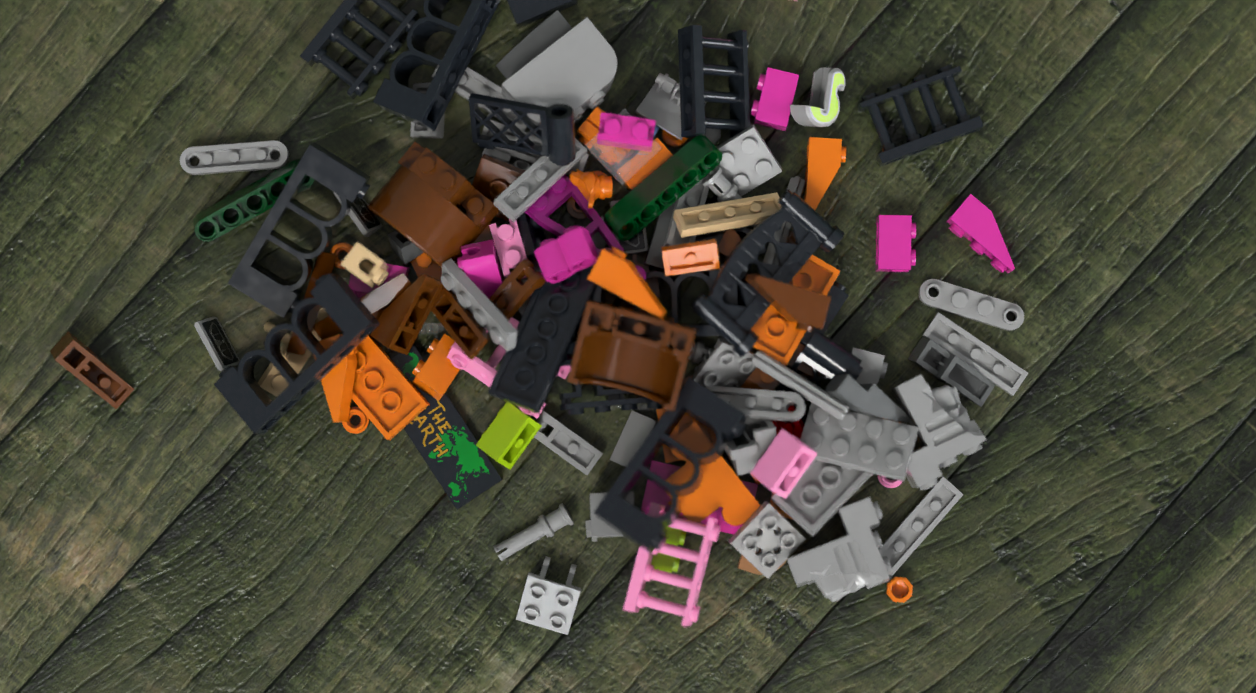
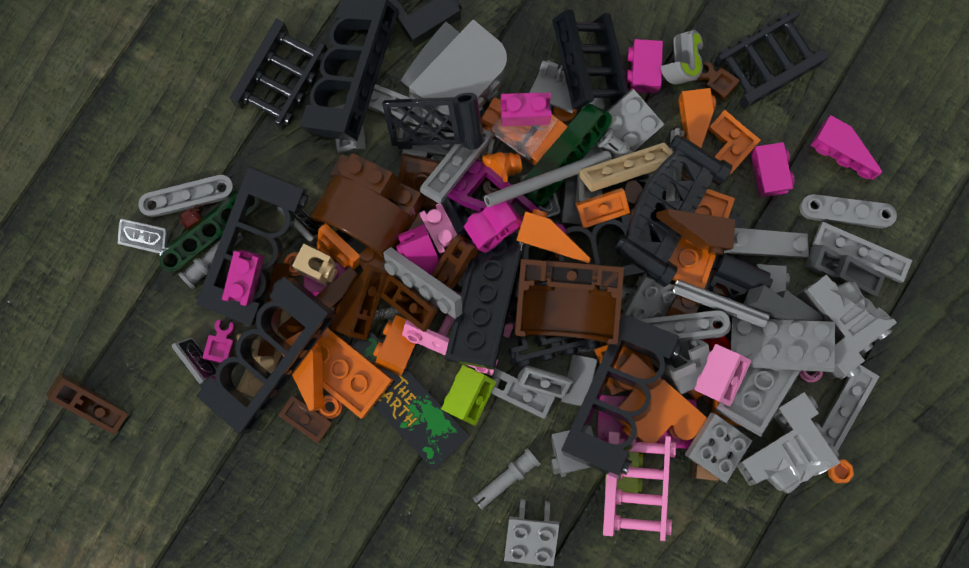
camera: 10 degrees left, 5 degrees down
(178, 194) = (142, 236): none -> slope
(234, 183) = (190, 217): none -> clear red plate
(241, 239) = (201, 266): none -> light grey pin
(245, 333) = (219, 346): none -> dark pink plate
(285, 264) = (243, 277): none -> dark pink brick
(329, 434) = (306, 421): none -> reddish brown plate
(389, 248) = (334, 246): none -> orange plate
(593, 435) = (544, 381): none -> light grey slope
(635, 214) = (545, 179): none -> light grey piece
(857, 132) = (720, 82): none -> reddish brown plate
(862, 200) = (735, 136): none -> orange plate
(871, 327) = (770, 243): none -> light grey plate

